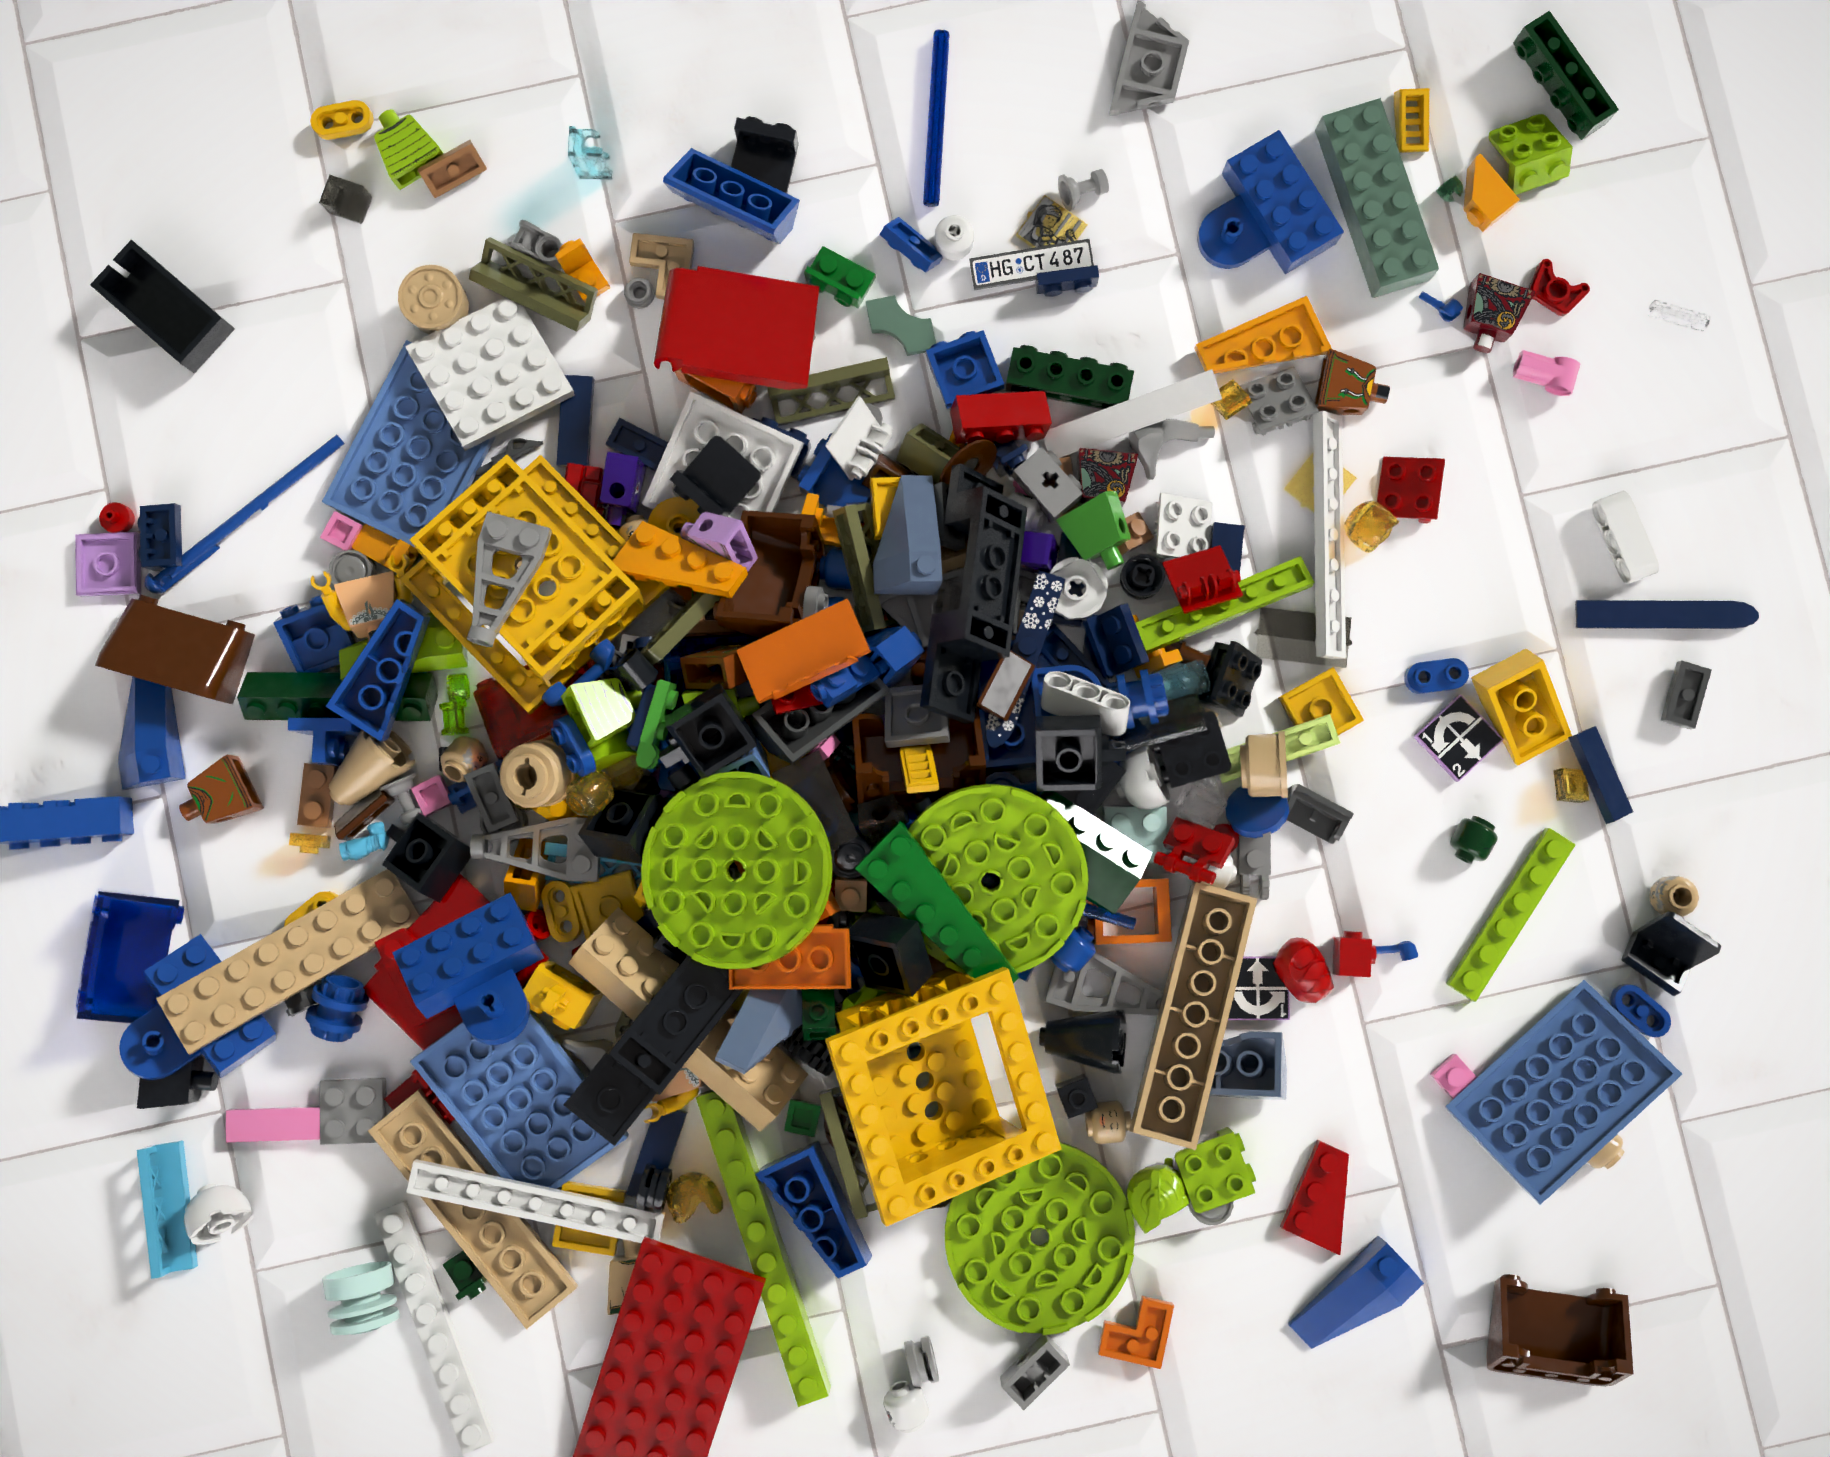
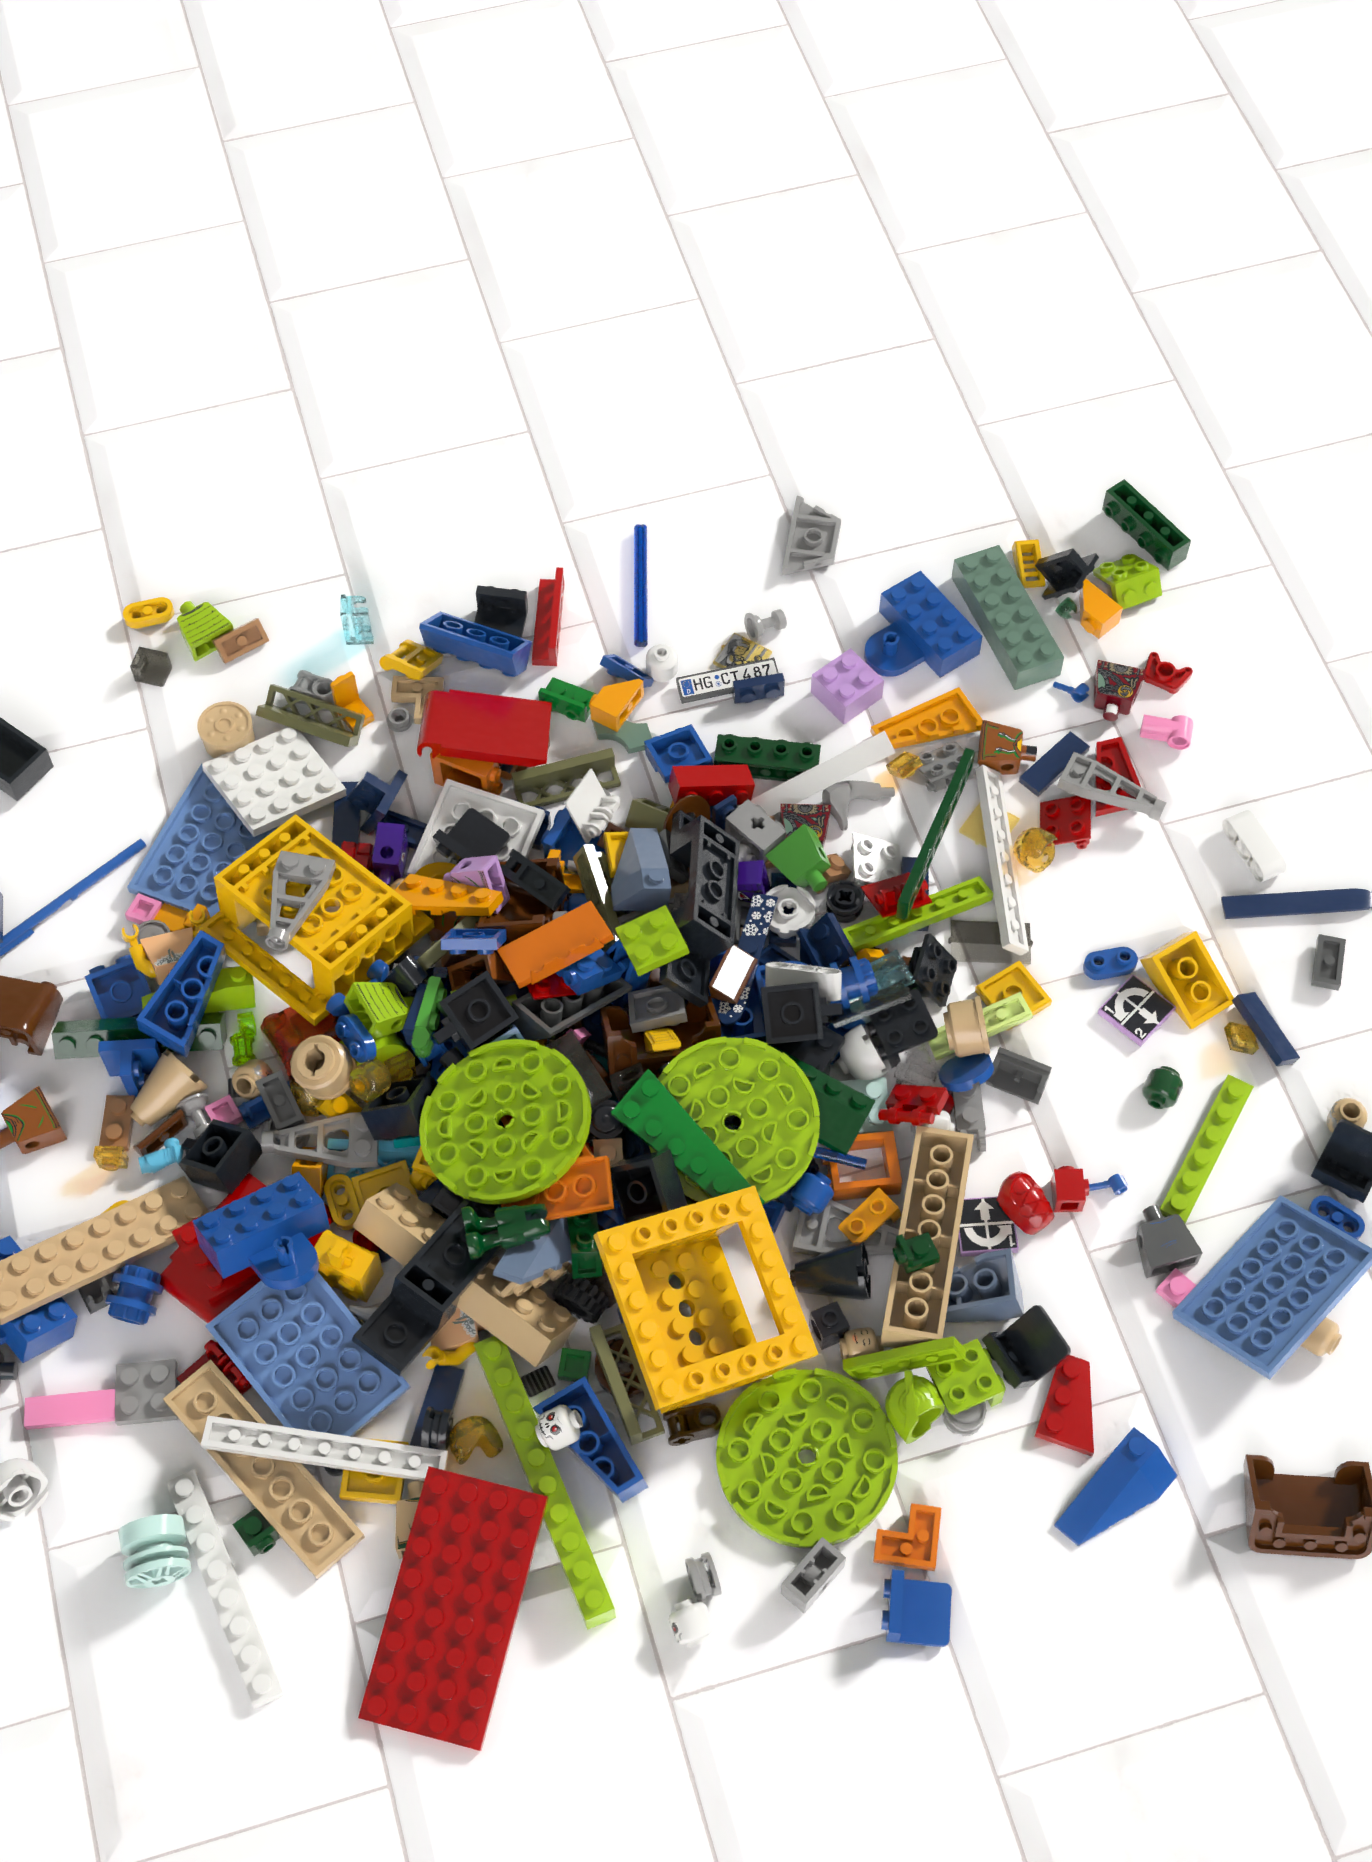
camera: 10 degrees left, 25 degrees down
(612, 410) = (375, 797): none -> dark blue bracket
(662, 220) = (416, 664): none -> yellow plate
(709, 640) = (482, 940): none -> blue plate
(736, 999) = (514, 1227): none -> dark green piece
(771, 1130) = (538, 1381): none -> black sticker
(780, 1208) = (558, 1427): none -> white head
(785, 545) = (535, 880): none -> black plate
(822, 162) = (548, 620): none -> red fence
(895, 294) = (616, 703): none -> light orange slope
(914, 655) = (652, 940): none -> lime plate
(1132, 977) = (869, 1217): none -> light orange bracket
(1136, 1410) = (916, 1611): none -> blue bracket
(1153, 1152) = (904, 1358): none -> lime tile
(1173, 285) = (847, 686): none -> lavender brick
(1178, 1045) = (915, 1252): none -> dark green bracket
(1258, 513) = (935, 834): none -> dark green tile
(1284, 1141) = (1027, 1348): none -> black bracket
(1406, 406) = (1052, 764): none -> dark blue tile
(1432, 438) = (1081, 769): none -> light grey plate
(1449, 1026) = (1165, 1243): none -> dark grey torso
(1457, 144) = (1065, 572): none -> black bracket
(1476, 434) = (1113, 755): none -> red wing

